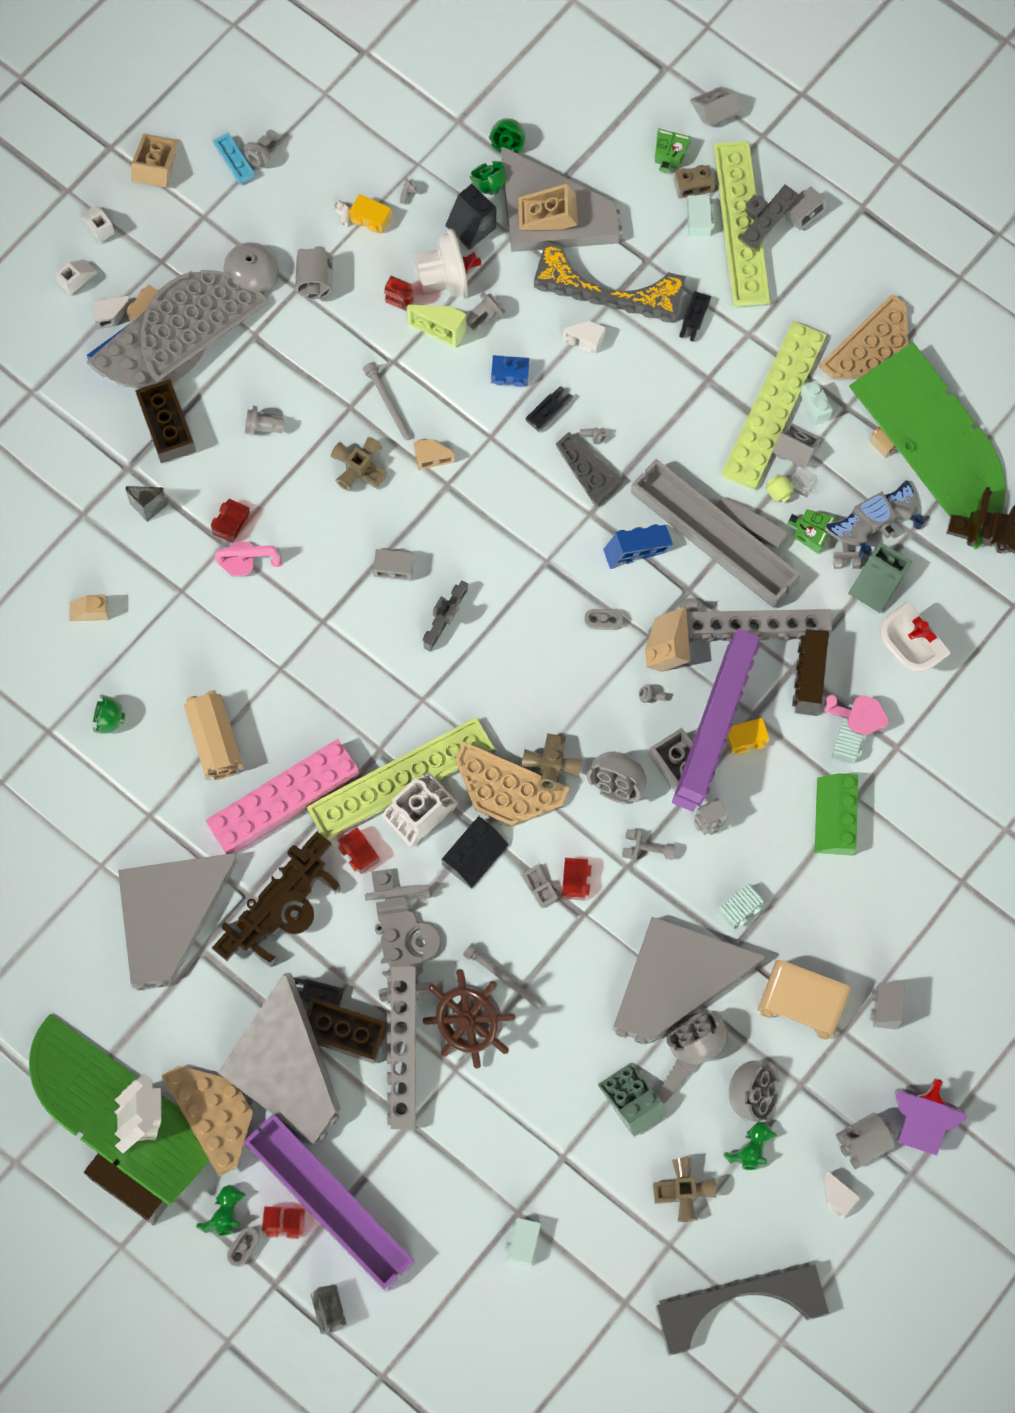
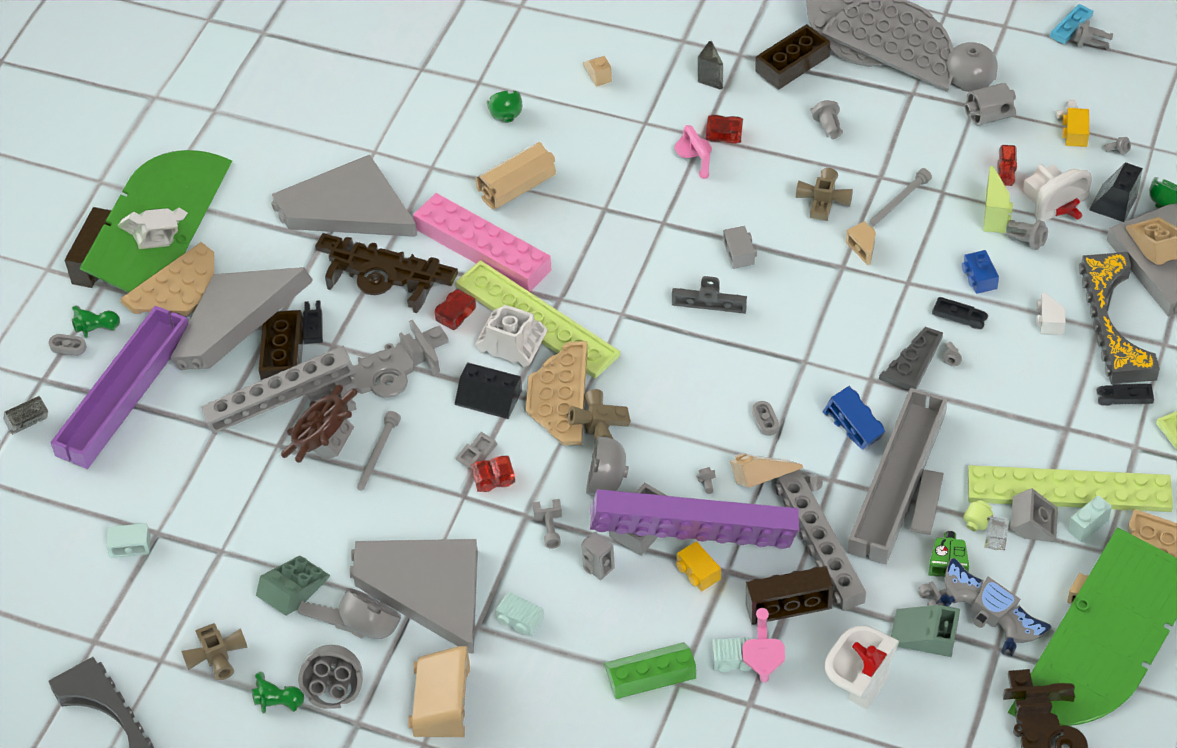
camera: 75 degrees right, 20 degrees down
(283, 1221) = (96, 361): clear red brick -> none

